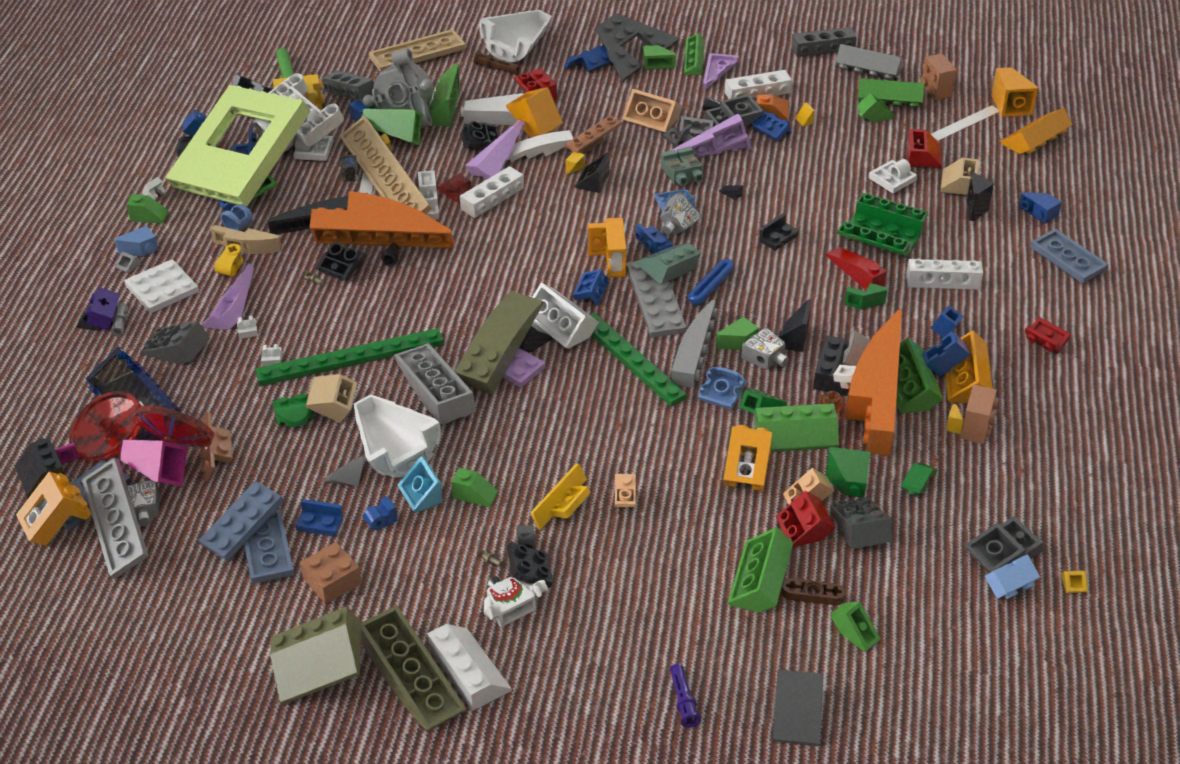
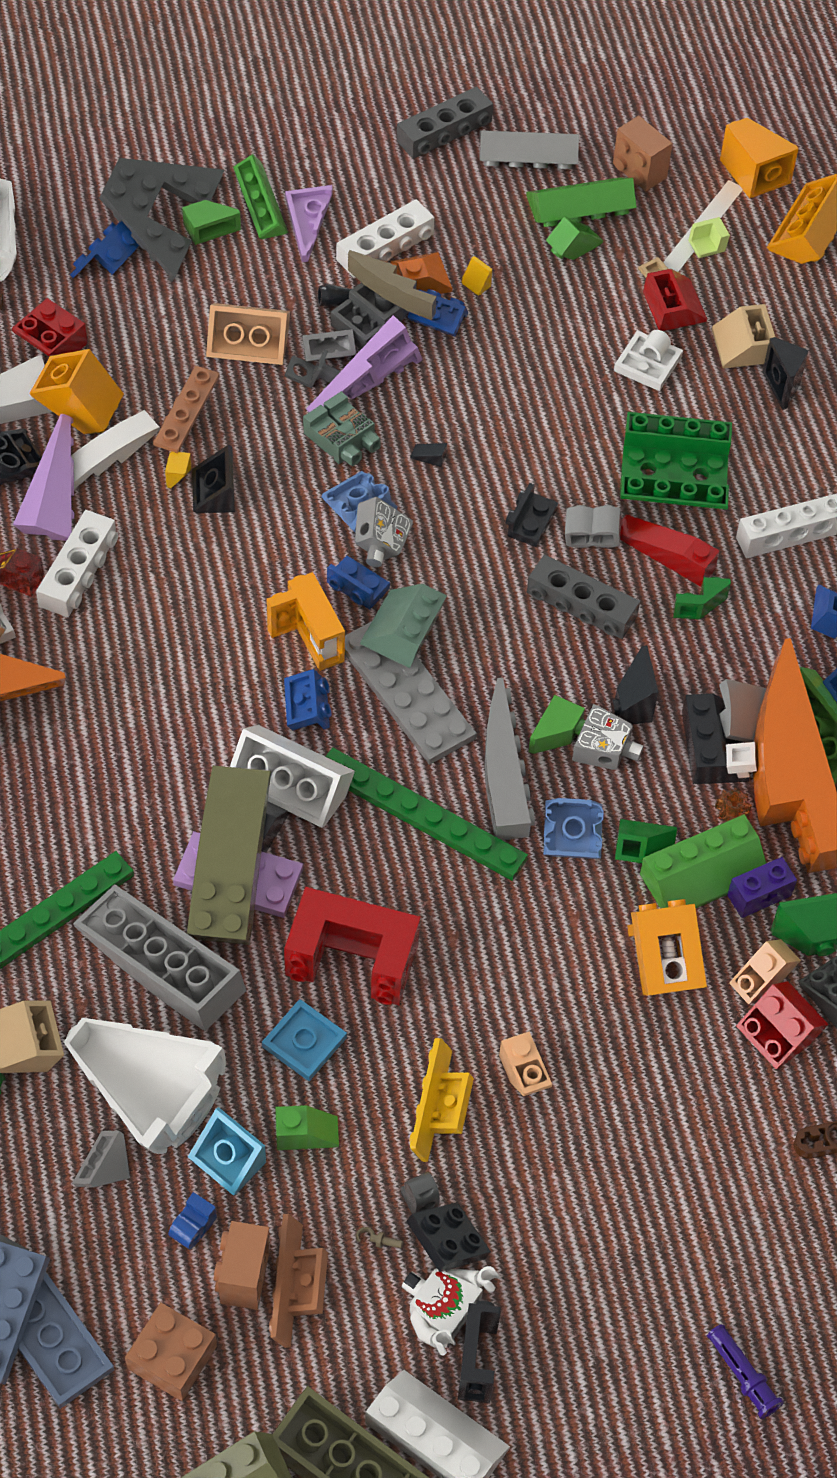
camera: 25 degrees left, 15 degrees up
(320, 518) = (105, 1259): blue bracket -> none
(396, 540) = (243, 1265): none -> nougat brick
(424, 562) = (298, 1281): none -> nougat bracket
(497, 446) = (304, 1040): none -> dark azure plate
(519, 613) = (476, 1383): none -> black panel
(569, 404) = (354, 928): none -> red piece
(711, 282) = (476, 638): blue piece -> none
(745, 101) = (384, 281): none -> dark tan slope
(761, 571) = (759, 1131): bright green slope -> none
(789, 277) = (564, 586): none -> dark grey brick
(813, 245) = (593, 526): none -> light grey brick
(819, 444) = (761, 887): none -> dark purple brick
(962, 126) = (709, 237): none -> yellowish green panel

